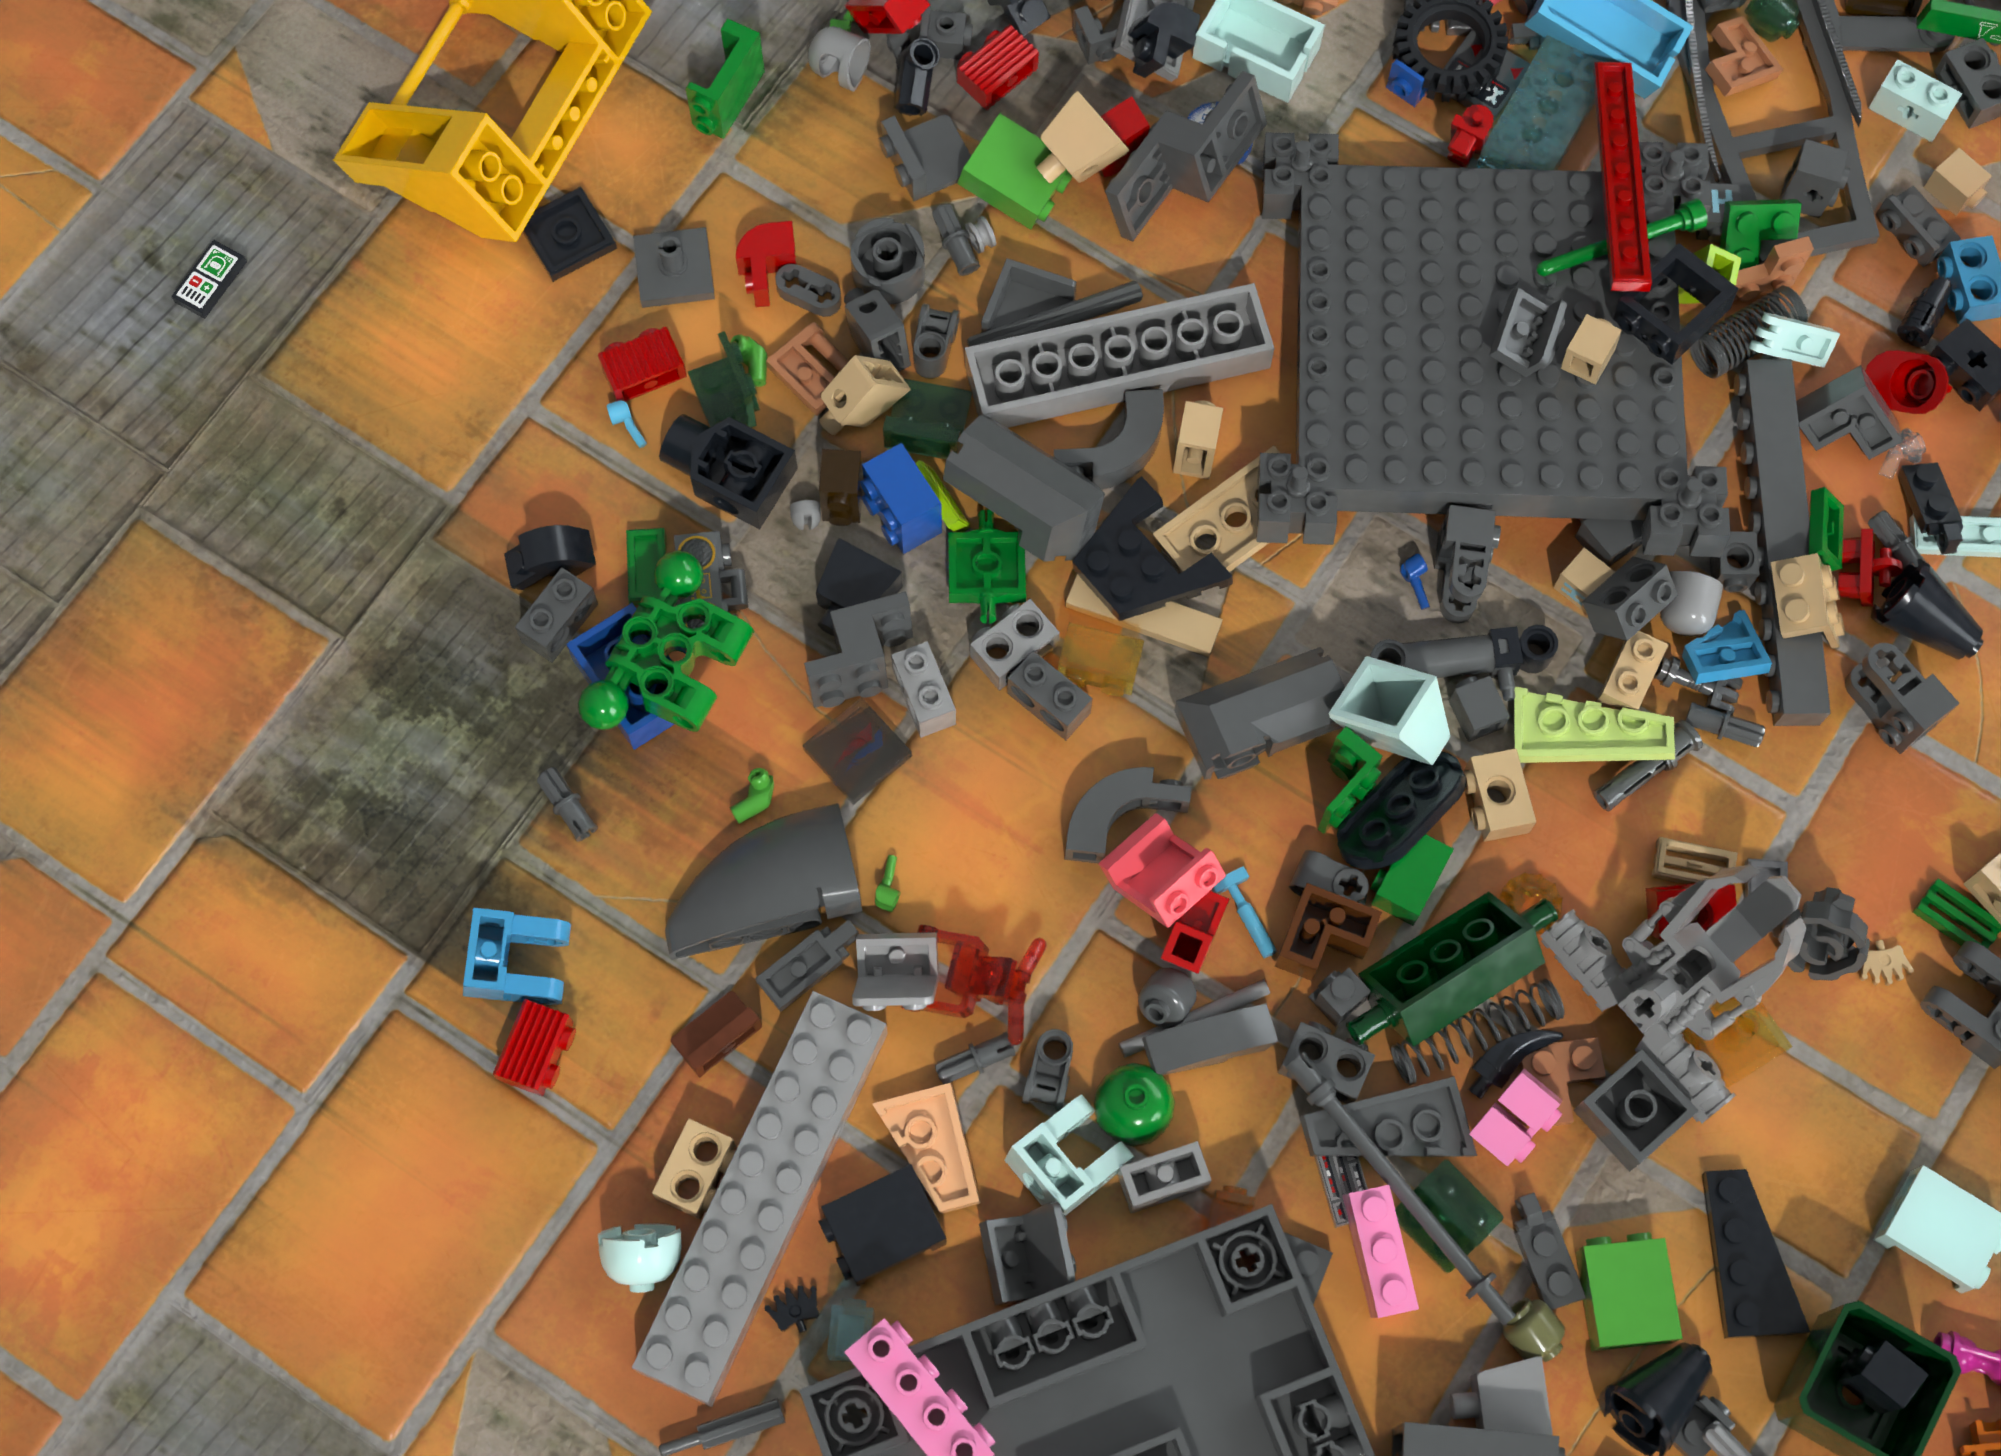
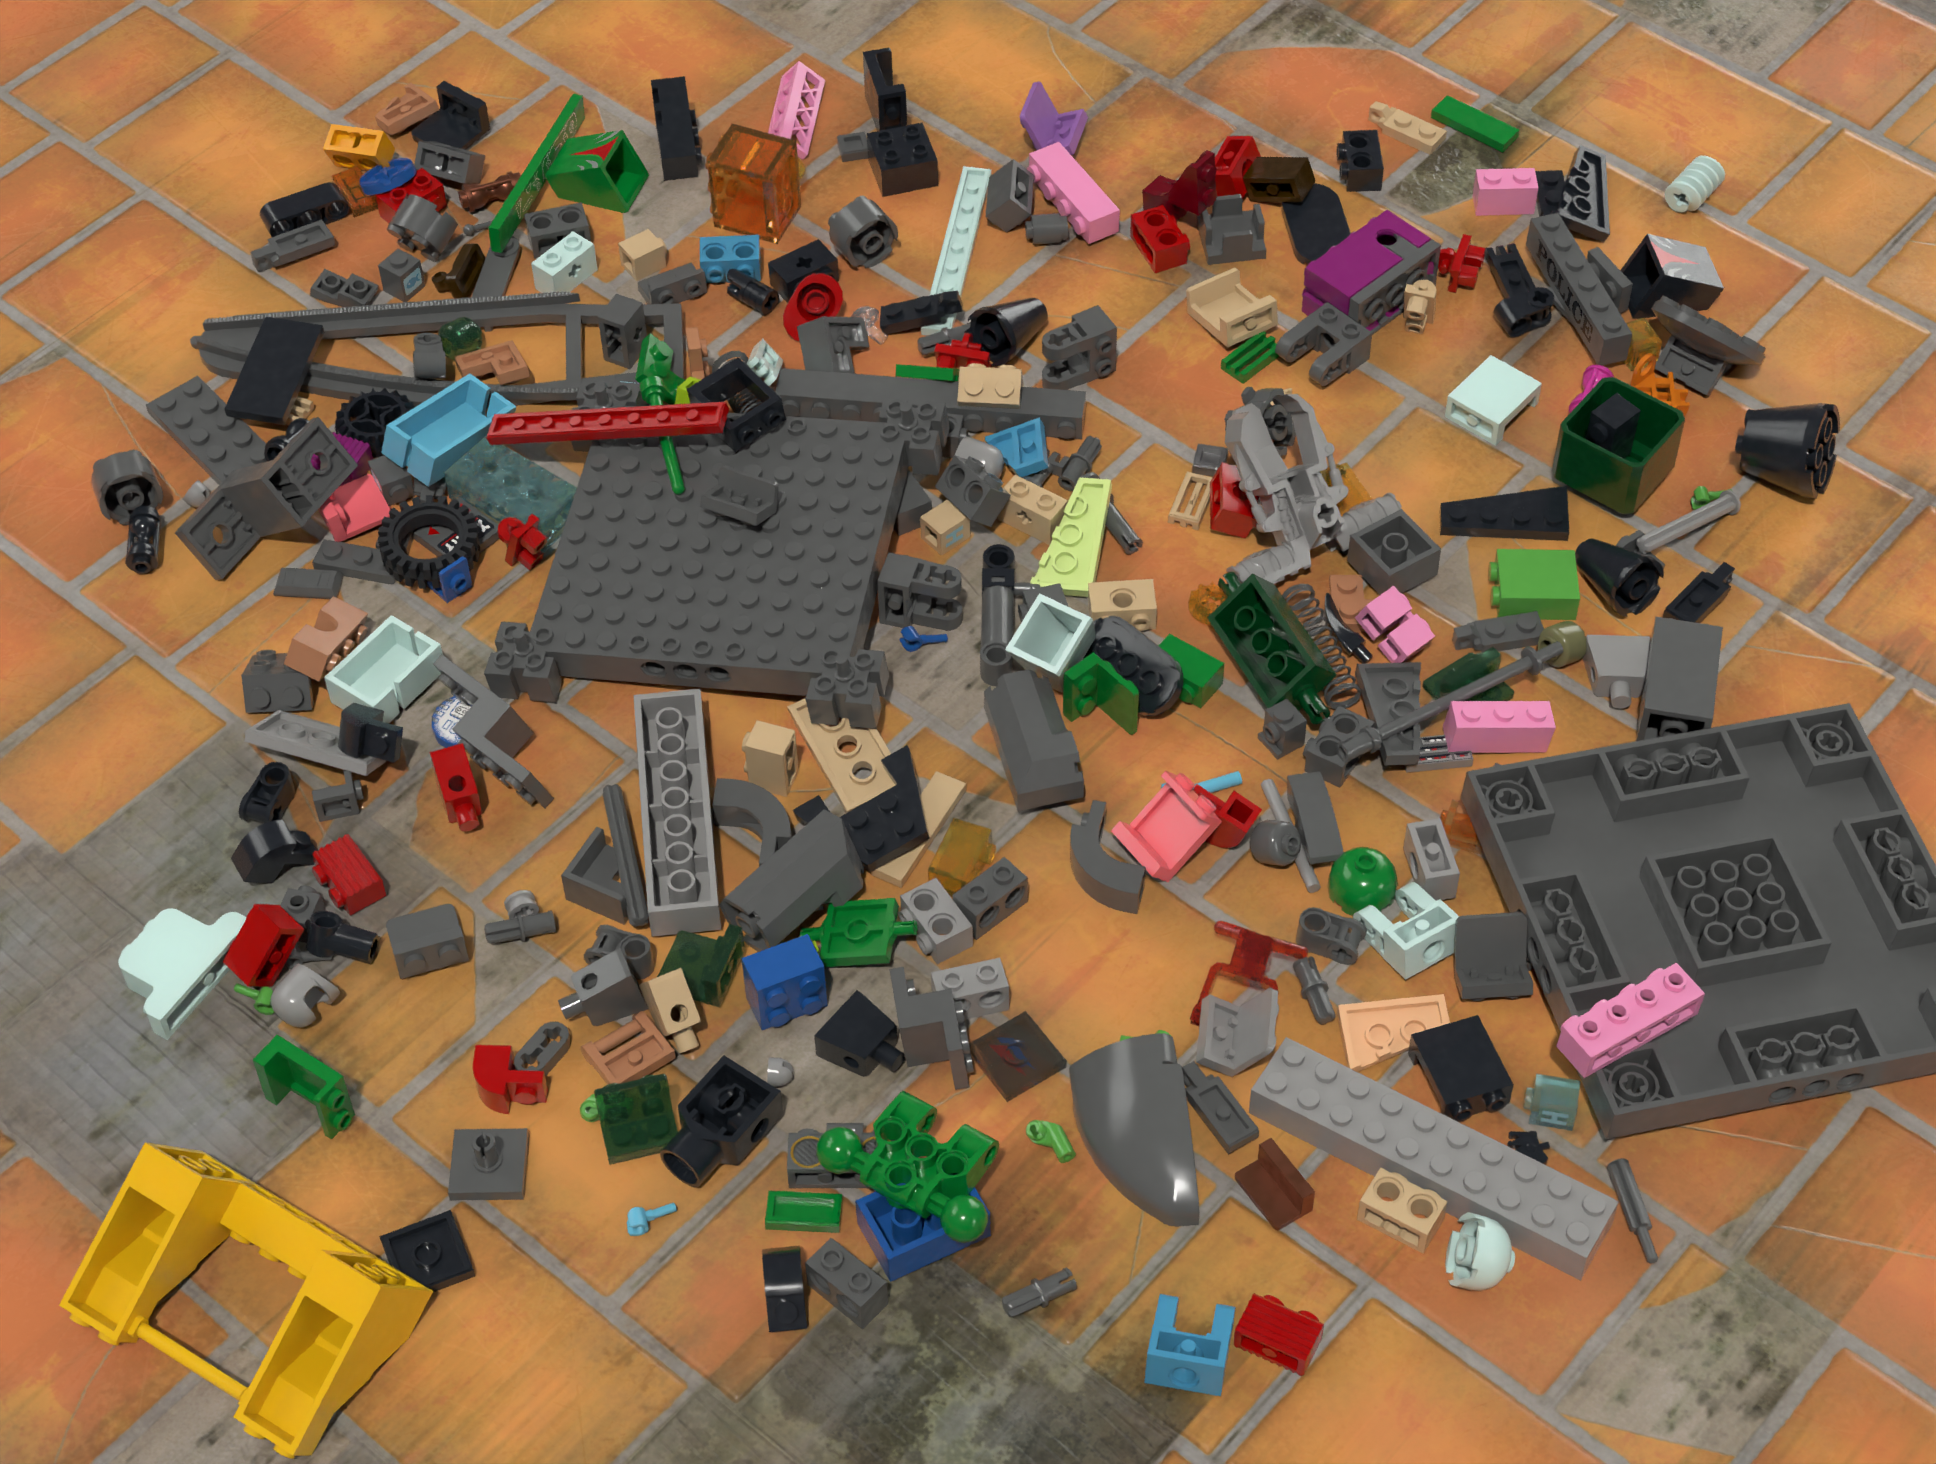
camera: 80 degrees left, 20 degrees down
(641, 364) = (594, 1194): red brick -> none
(840, 486) = (763, 1027): dark brown brick -> none
(888, 259) = (535, 975): dark grey brick -> none
(1006, 173) = (466, 868): bright green brick -> none
(1079, 142) = (464, 796): tan torso -> none
(1325, 921) = (1226, 733): reddish brown brick -> none
(1329, 875) = (1184, 723): dark grey piece -> none
(1591, 348) = (766, 458): tan brick -> none

